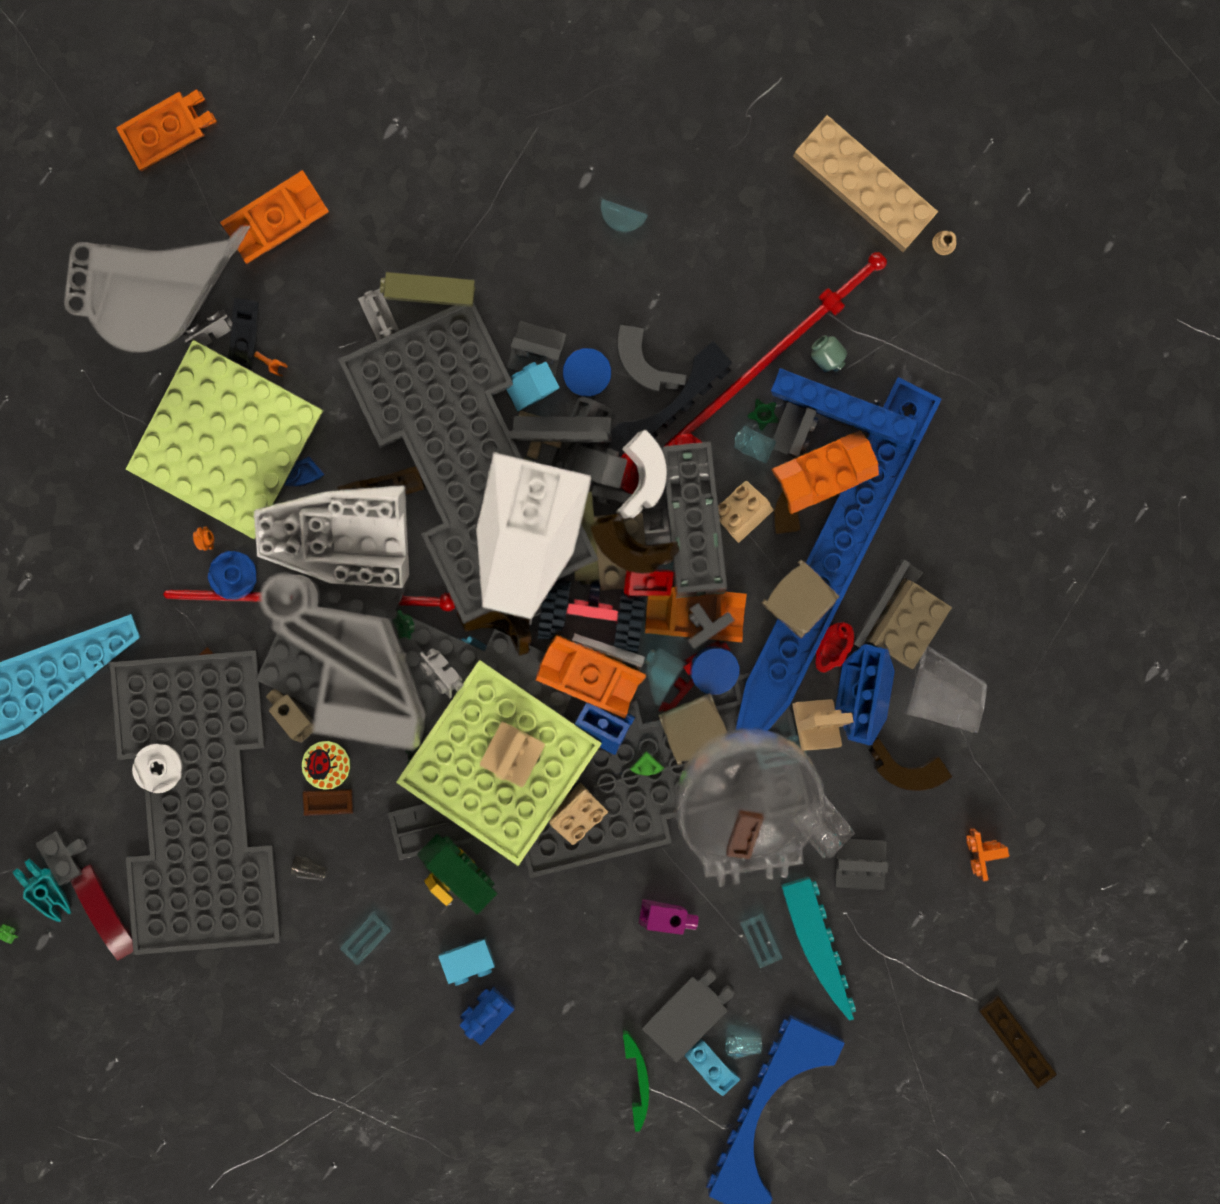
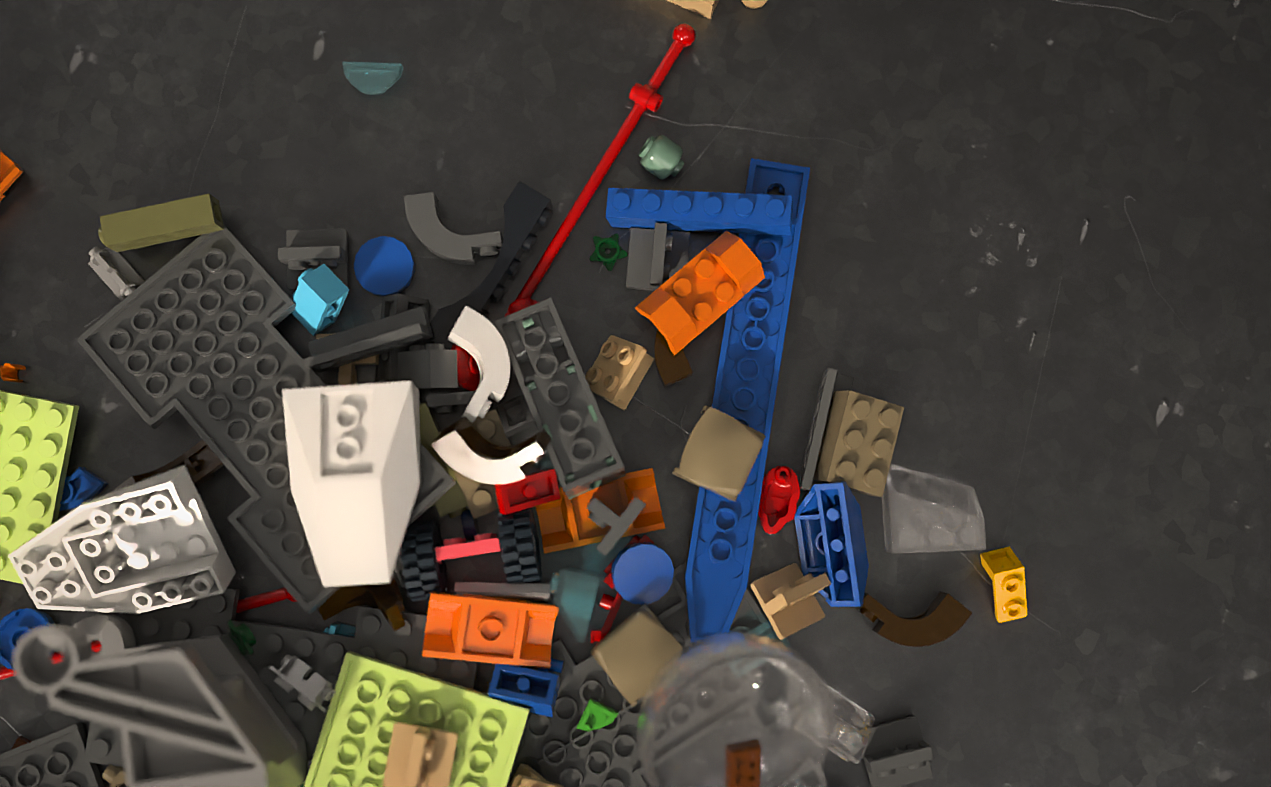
camera: 15 degrees left, 5 degrees down
(754, 444) = (606, 288): clear light blue bracket -> none
(987, 764) = (1008, 583): none -> yellow bracket
(989, 851) = (1043, 695): orange bracket -> none

